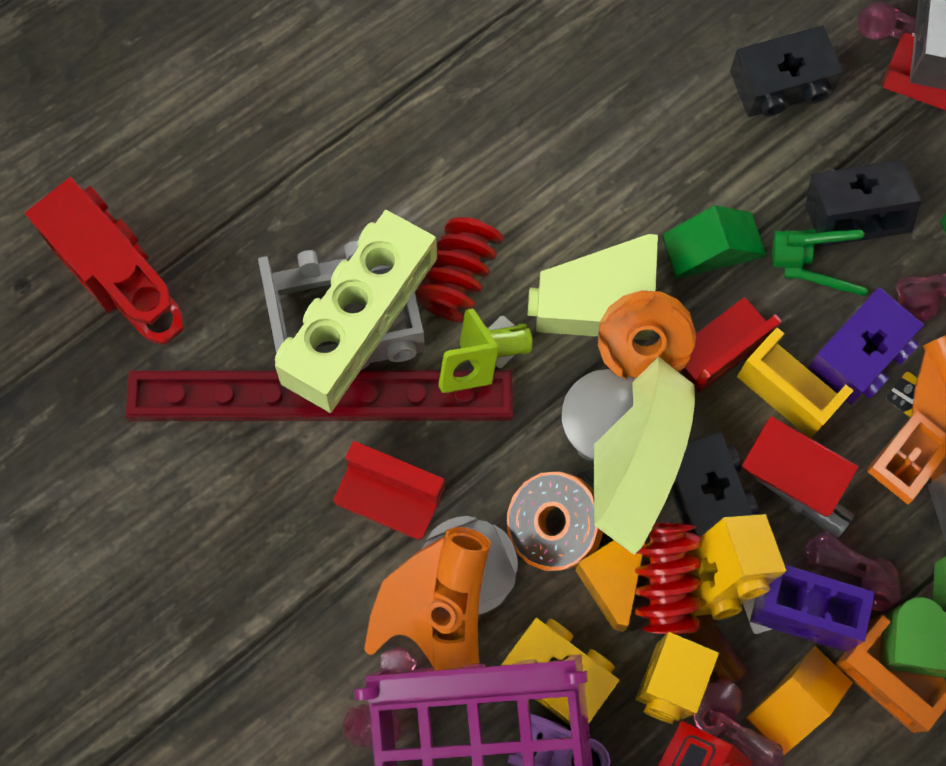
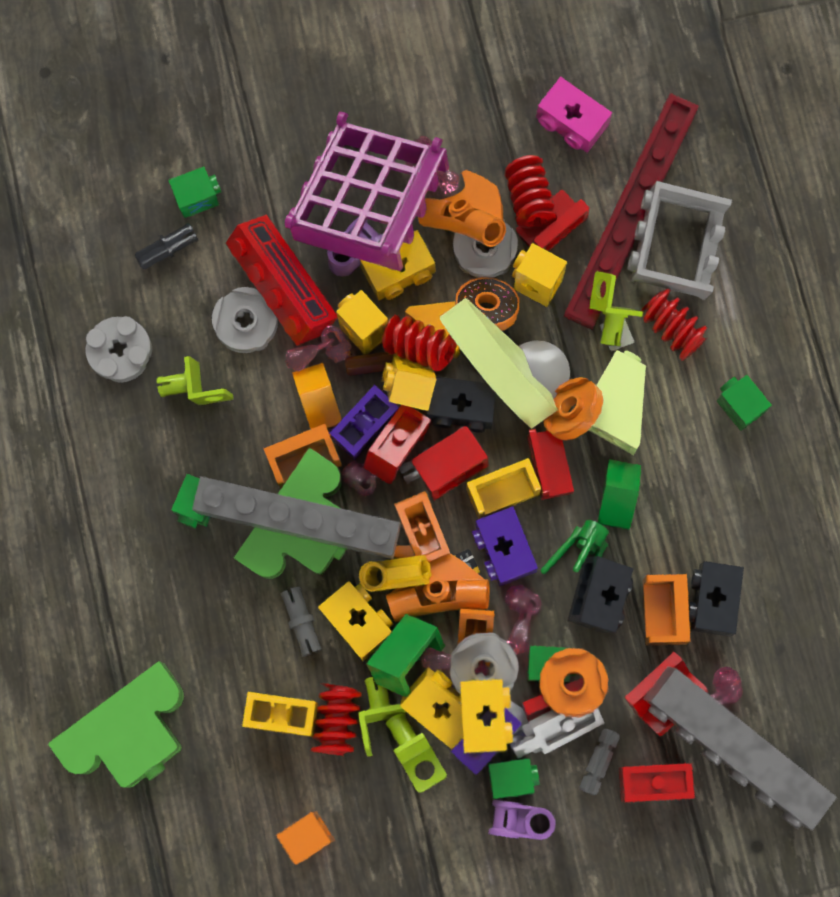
camera: 120 degrees right, 5 degrees up
(105, 257) = (772, 113): red brick -> none
(211, 505) = (565, 101): none -> dark pink brick
(327, 376) = (665, 253): yellowish green brick -> none
(366, 536) = (529, 192): none -> red piece
(483, 464) = (538, 274): none -> yellow brick
(521, 142) = (743, 401): none -> green brick
(824, 544) = (396, 443): none -> red panel
(832, 122) = (666, 609): none -> orange panel

